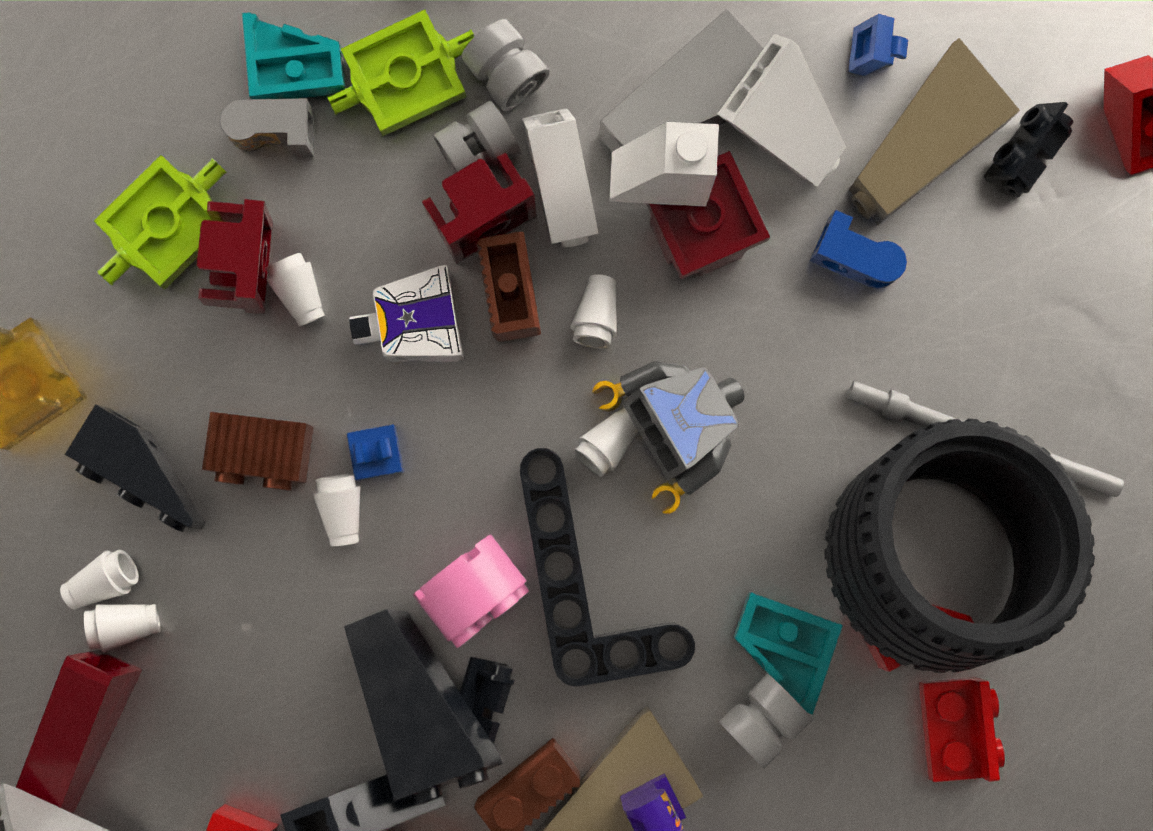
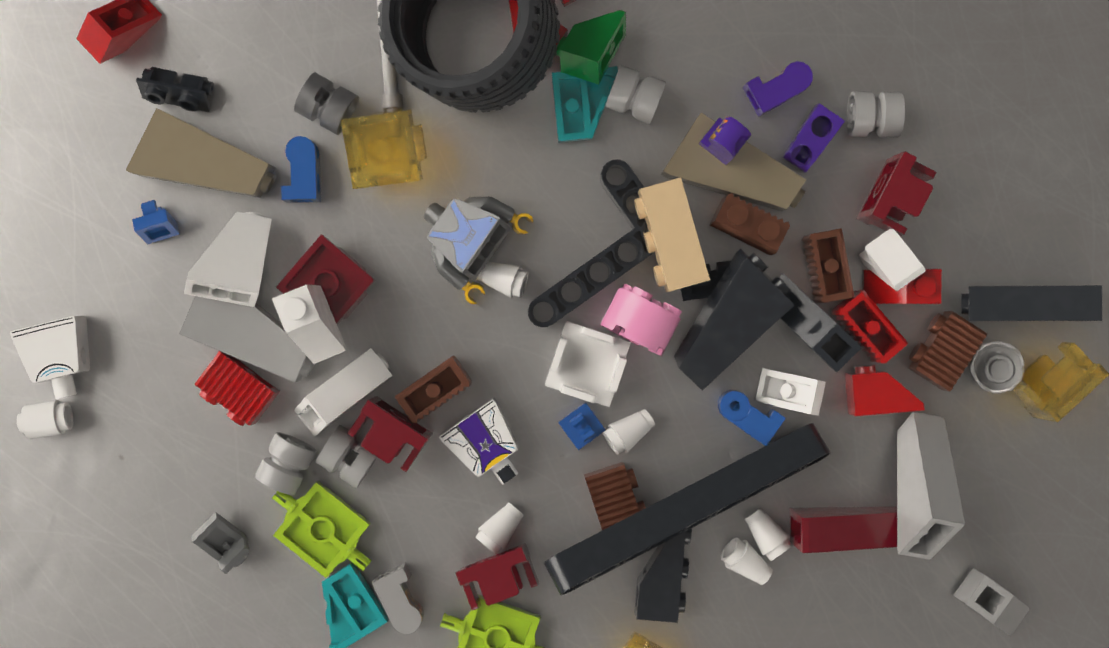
camera: 115 degrees left, 5 degrees up
(201, 534) = (686, 509): none -> black beam
(287, 742) = (790, 391): none -> white slope
(295, 662) = (737, 409): none -> blue leg
(448, 496) = (588, 364): none -> white panel
(560, 680) = (671, 235): none -> tan brick
(596, 314) = (423, 325): white cone -> none
(624, 49) = (236, 388): none -> red brick
(842, 365) = (383, 148): none -> clear yellow panel
(853, 694) = (592, 46): none -> green slope
(937, 316) = (339, 102): none -> flat silver wheel

